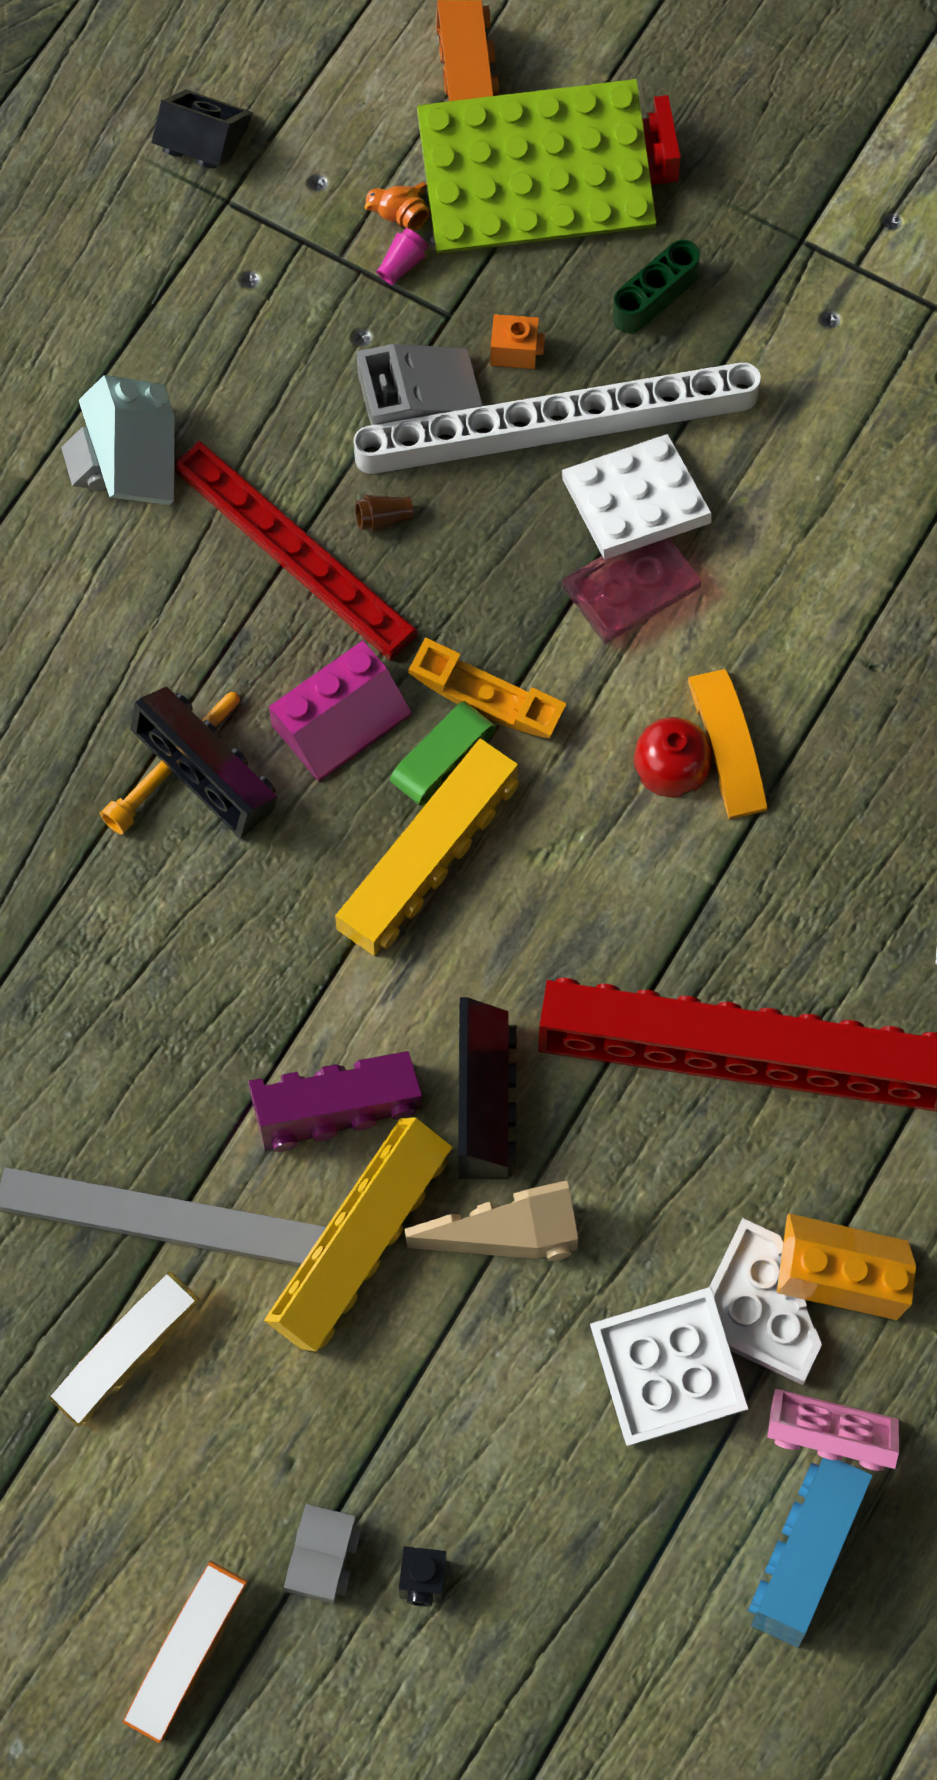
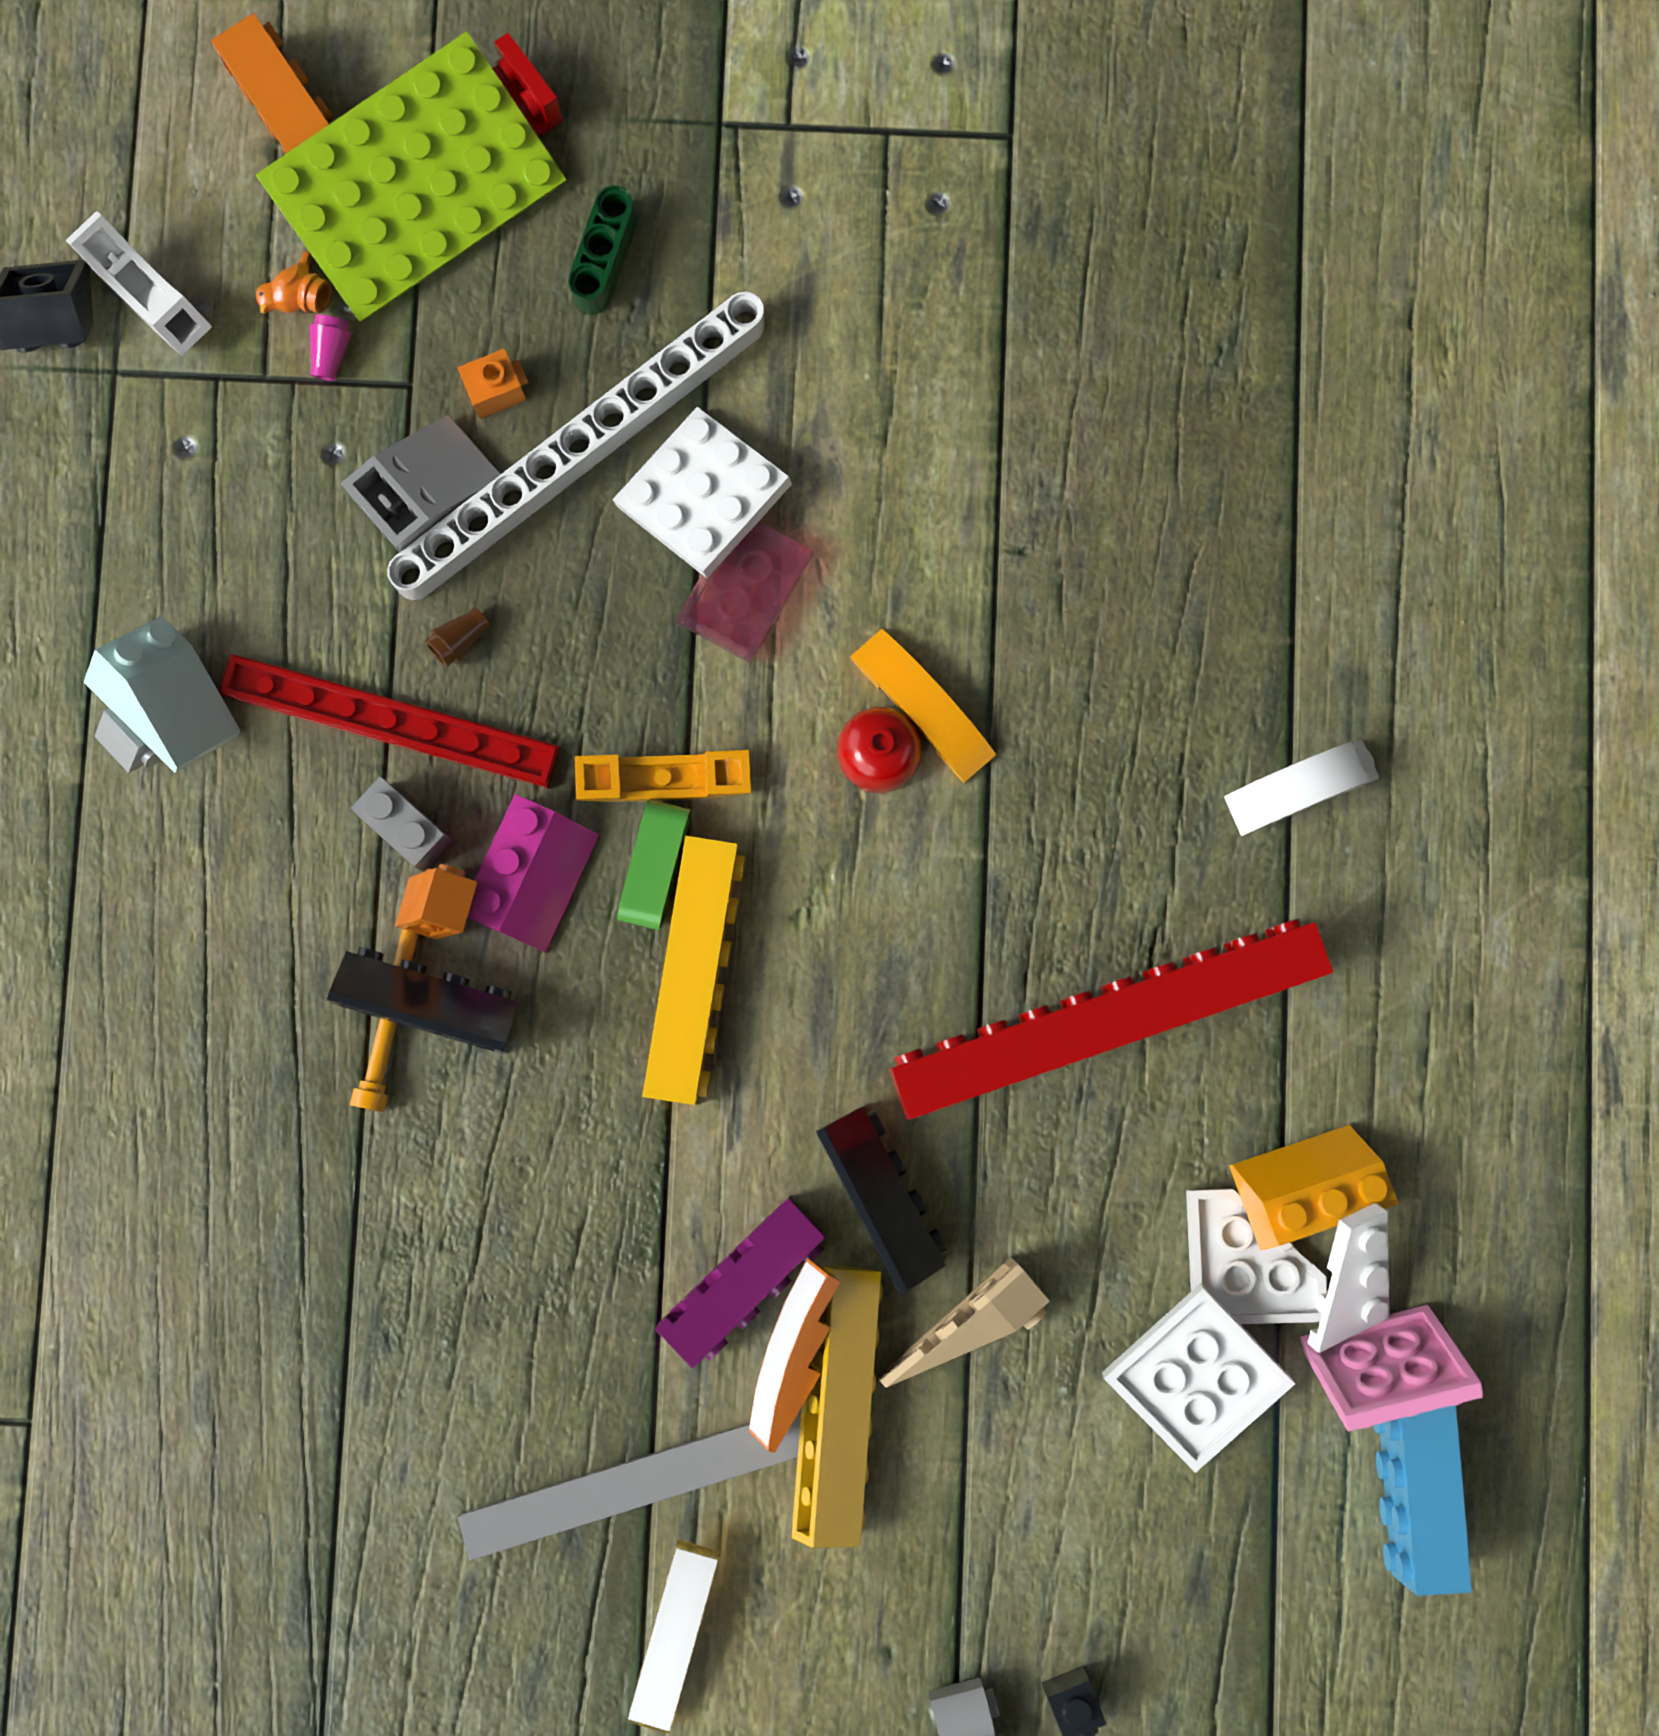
camera: 30 degrees left, 15 degrees up
(255, 690) = (436, 902): none -> orange brick
(260, 625) = (401, 824): none -> light grey brick
(281, 144) = (138, 284): none -> white arch
(332, 1181) = (786, 1368): none -> slope
(844, 1353) = (1359, 1279): none -> white wing

